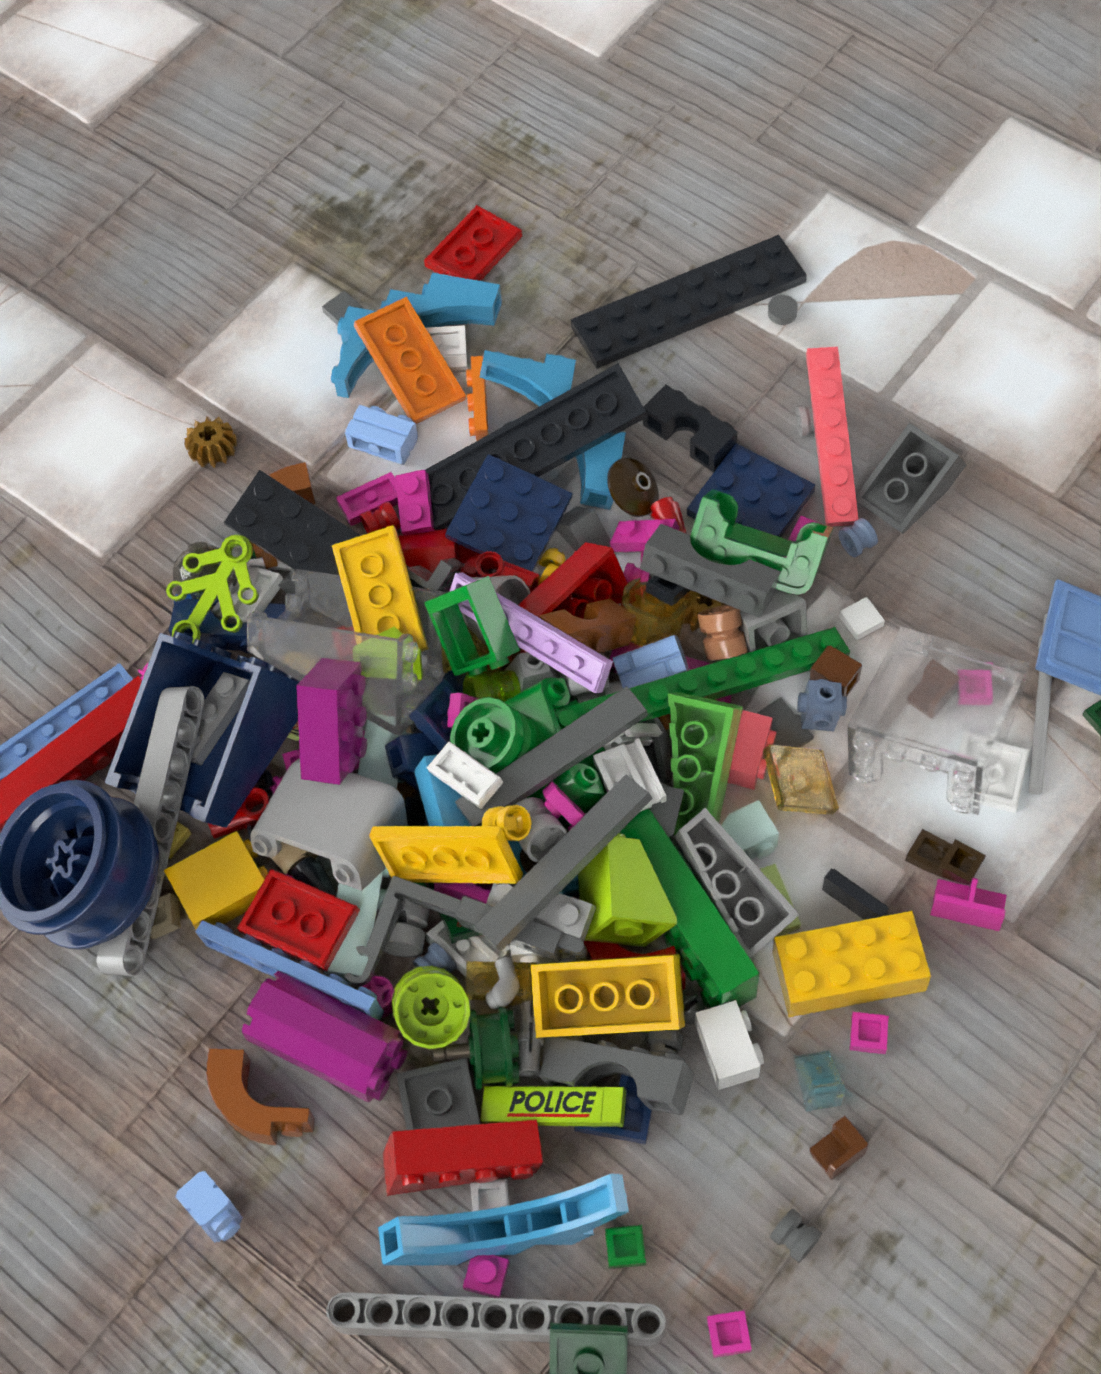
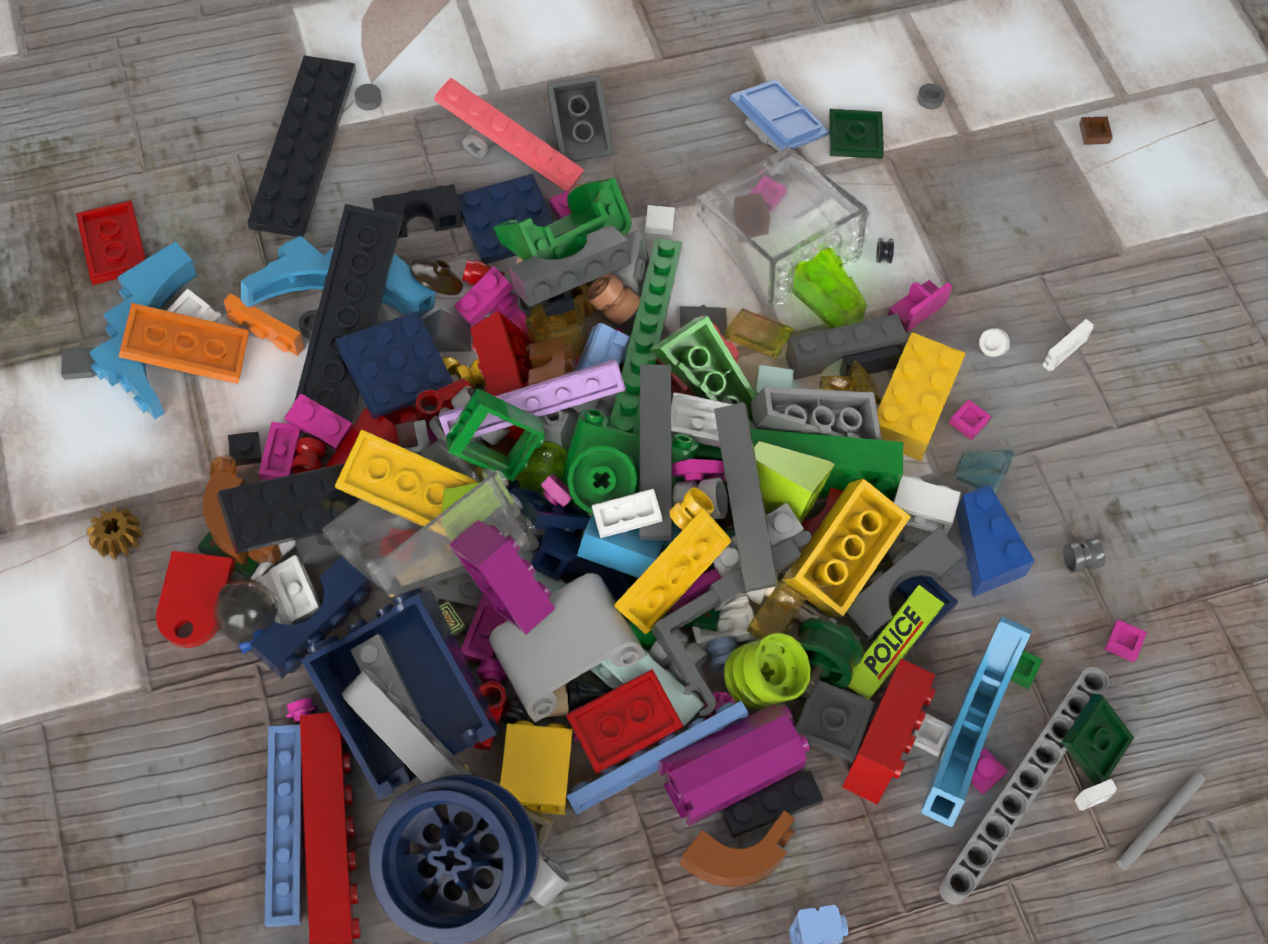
camera: 65 degrees left, 0 degrees up
(196, 523) = (190, 595): none -> red tile
(216, 584) = (278, 600): lime plant -> none
(323, 472) = (224, 464): none -> clear orange plate
(325, 1101) = (769, 803): none -> black plate
(356, 472) = (245, 448): none -> black plate
(381, 434) = (229, 407): light blue brick -> none
(507, 985) = (790, 607): light grey arm -> none
(734, 1132) = (990, 541): none -> blue wedge
(816, 904) = (857, 381): none -> clear yellow slope
(821, 705) = (712, 283): sand blue brick -> none
(827, 844) = (816, 351): none -> dark grey arch
(837, 668) = (695, 260): reddish brown panel -> none
(839, 1148) = (1039, 490): reddish brown panel -> none
(858, 537) = (598, 170): sand blue wheel -> none
(903, 809) = (829, 290): none -> clear neon green wedge
(946, 860) = (884, 291): dark brown slope -> none
(983, 1002) = (994, 342): none -> white tile
(1003, 832) = (885, 250): none -> black bush
(1043, 1076) = (1068, 345): none -> white tile

